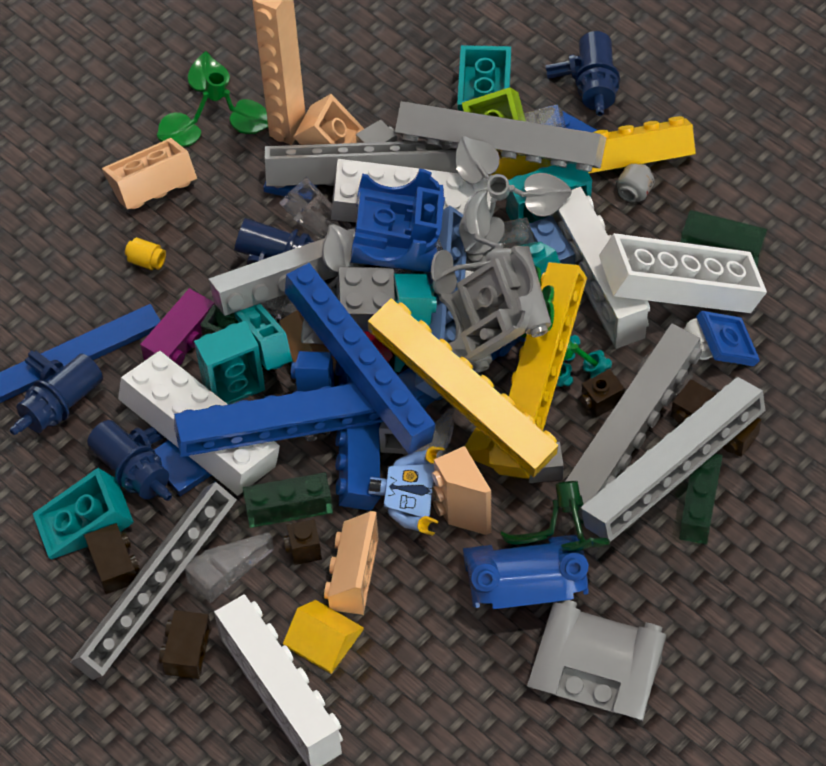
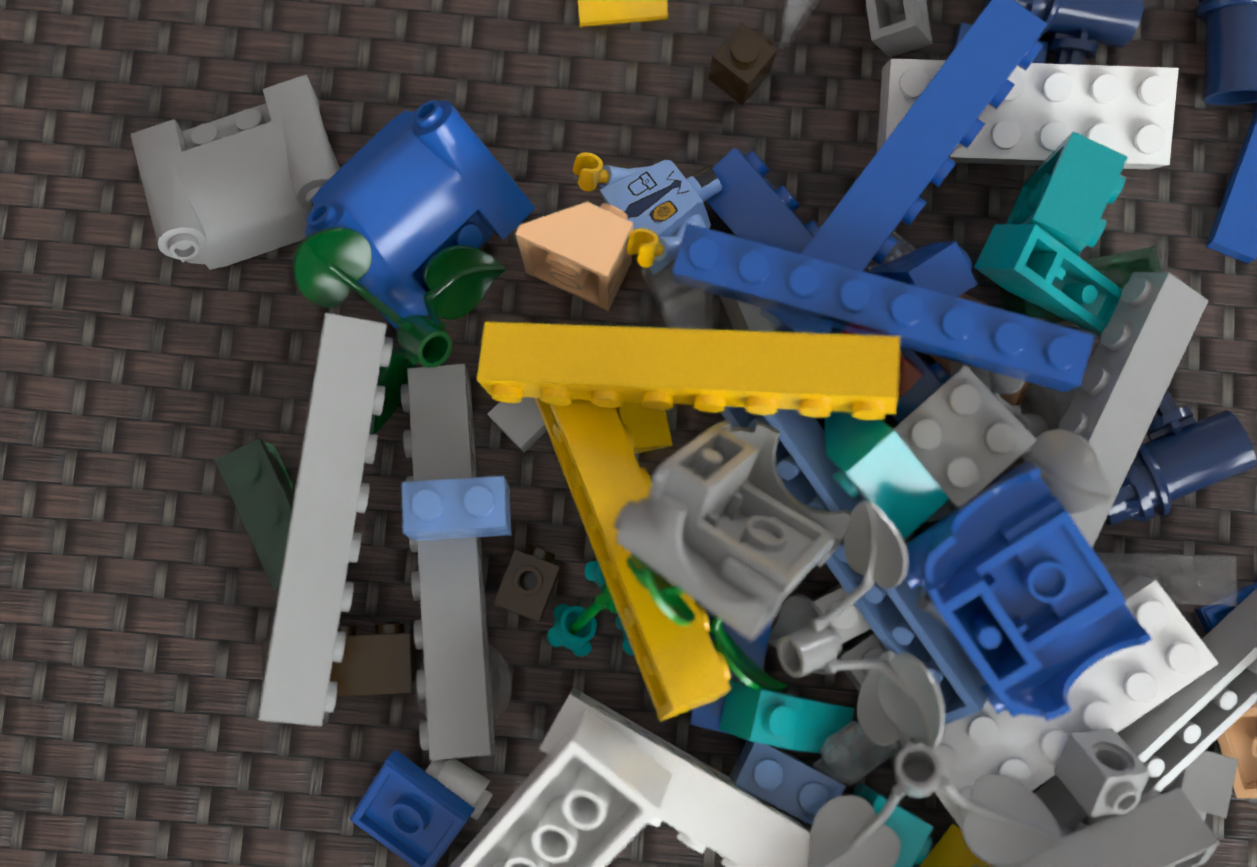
camera: 135 degrees right, 25 degrees up
(178, 328) = (1178, 220): magenta brick -> none
(287, 499) = (813, 104): clear green brick -> none
(353, 564) = (651, 73): light nougat slope -> none
(422, 152) = (1102, 772): none -> light grey brick
(609, 420) = (456, 508): none -> medium blue brick

